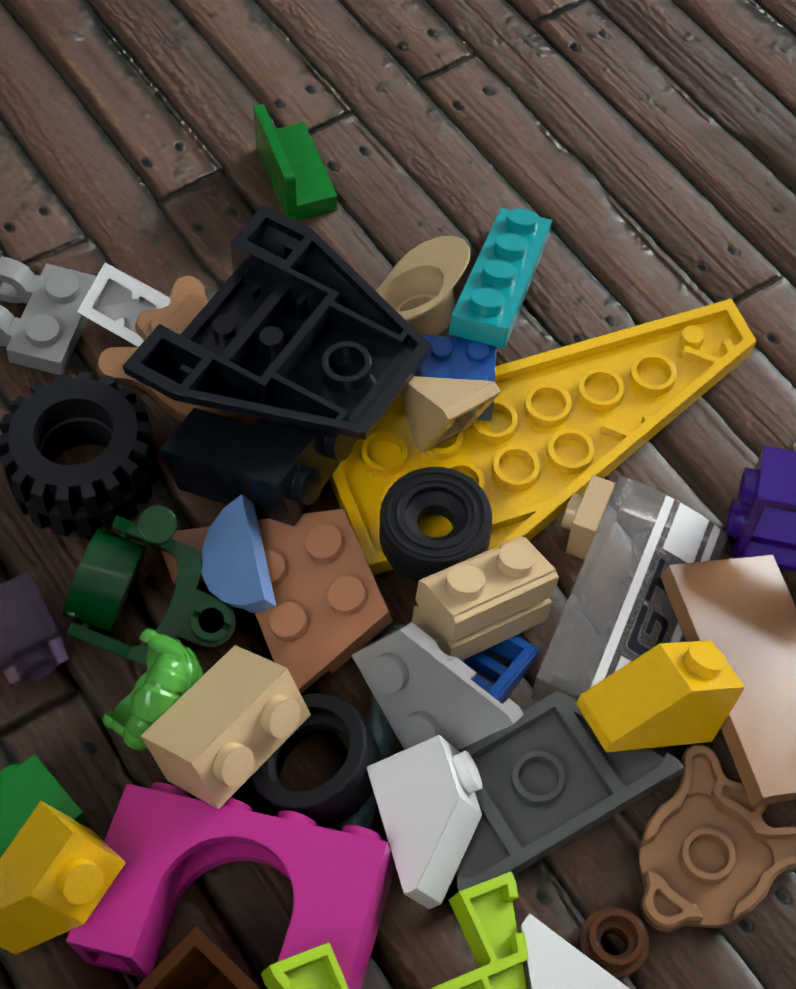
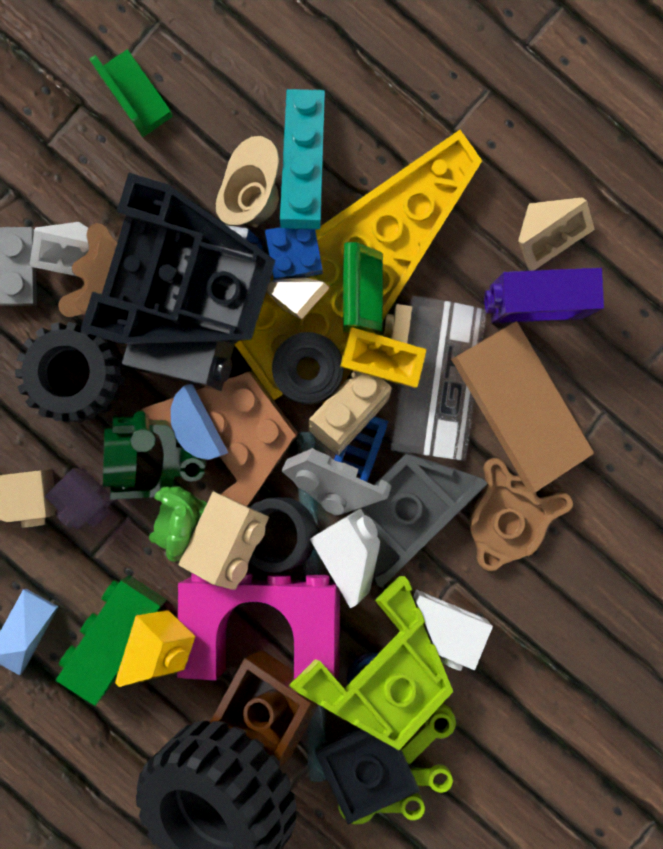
camera: 10 degrees left, 30 degrees up
(544, 439) = (362, 288): none -> green tile
(556, 528) = (383, 357): none -> yellow slope
(622, 924) = (475, 594): reddish brown plate -> none
(663, 698) = (468, 449): yellow slope -> none

